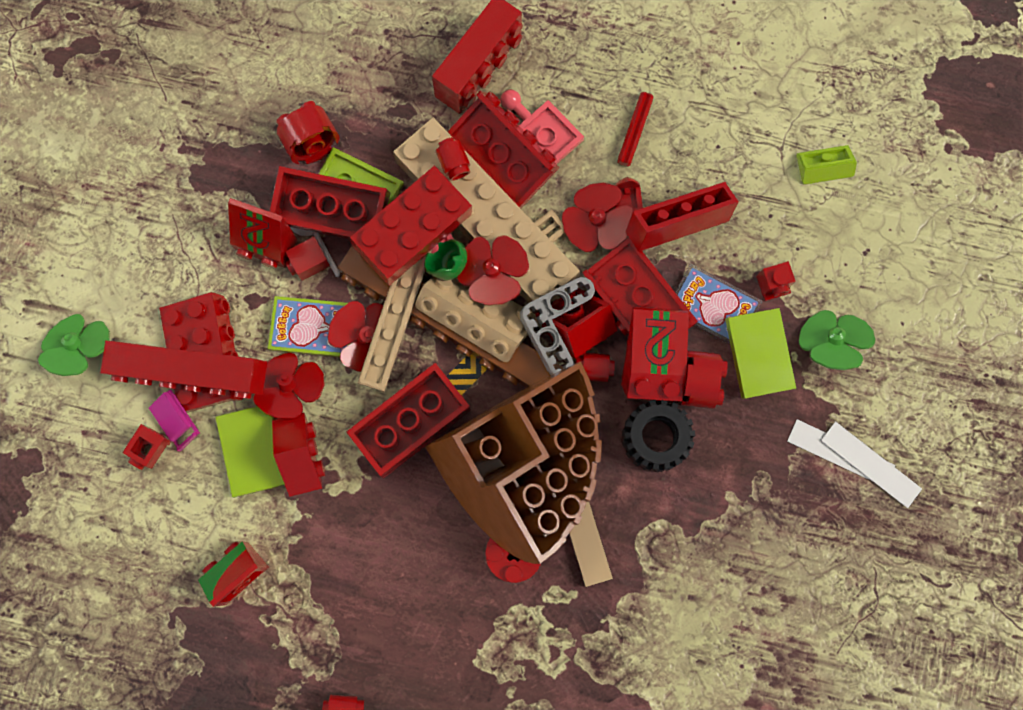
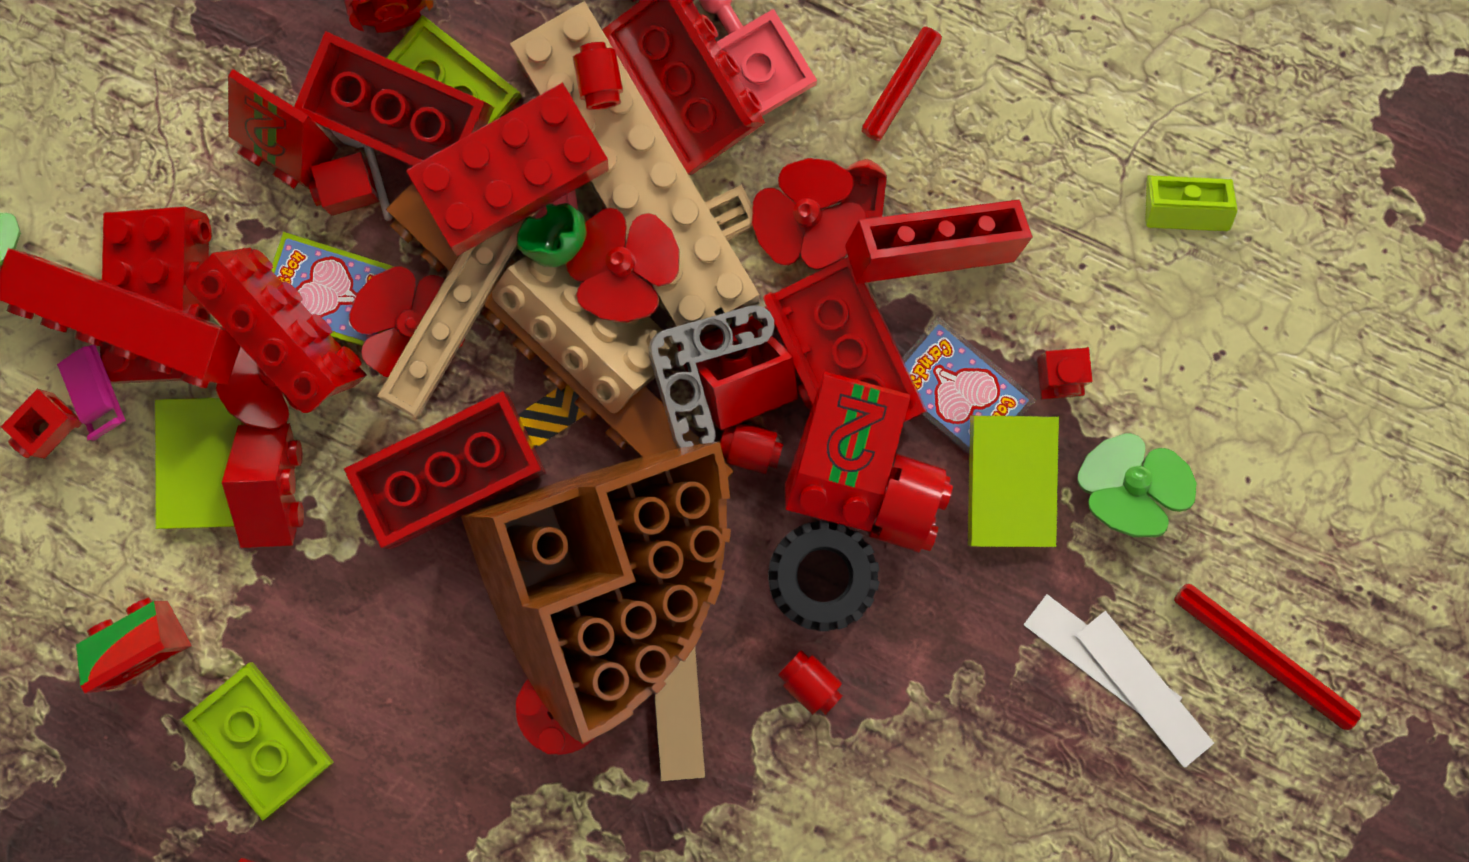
camera: 15 degrees right, 5 degrees up
(285, 353) = (275, 327): none -> red bracket
(324, 618) = (257, 741): none -> lime tile
(665, 505) = (811, 683): none -> red brick
(941, 428) = (1267, 657): none -> red axle

